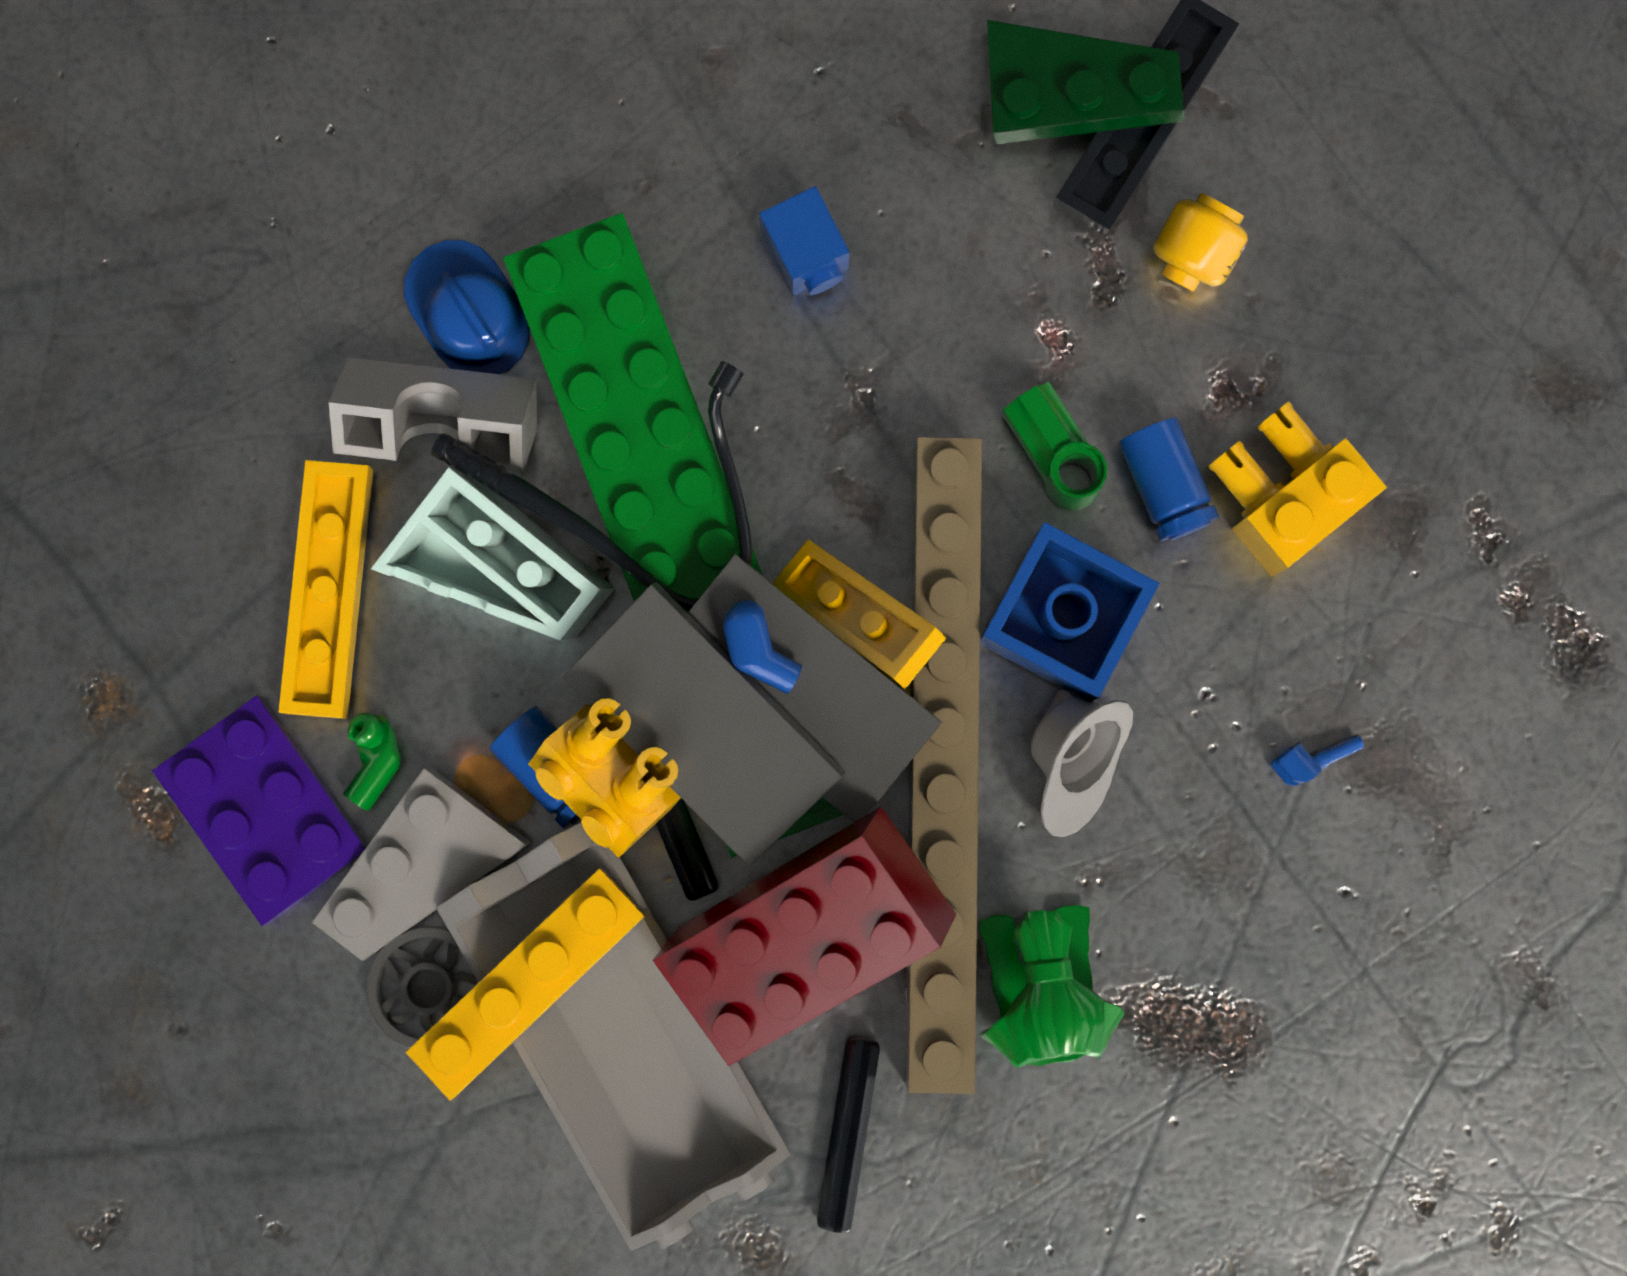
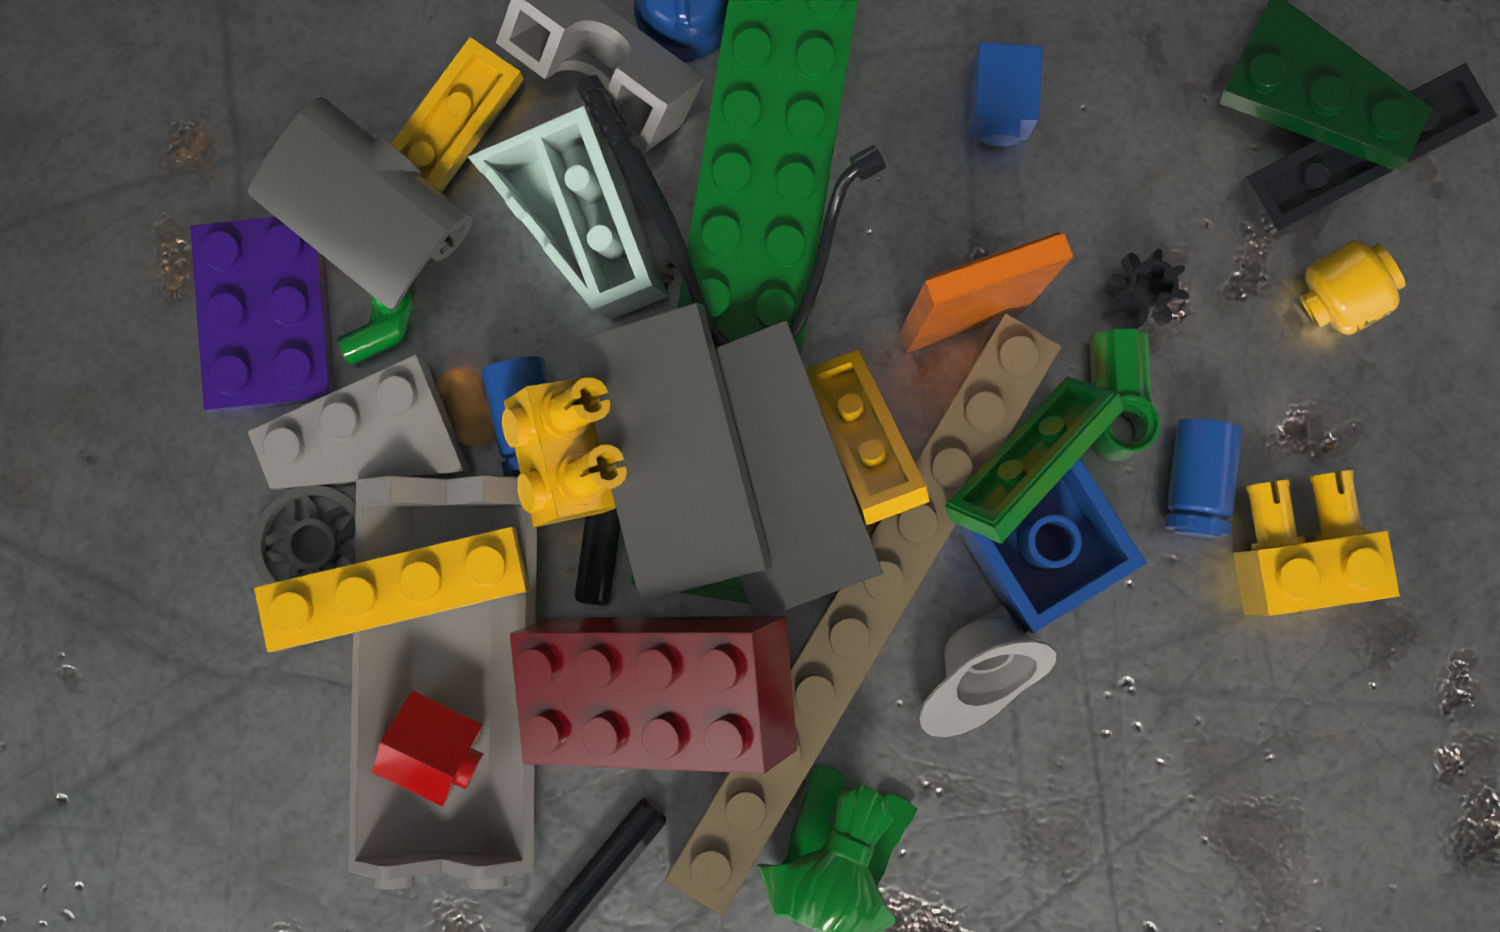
camera: 35 degrees right, 0 degrees up
(295, 664) = (357, 201): none -> dark grey panel
(640, 1102) = (429, 749): none -> red brick
(752, 649) = (752, 411): blue arm -> none
(888, 435) = (983, 291): none -> orange tile
(1013, 549) = (1034, 458): none -> green tile
(1035, 329) = (1162, 281): none -> black gear
(1298, 766) = (1173, 794): blue hand -> none

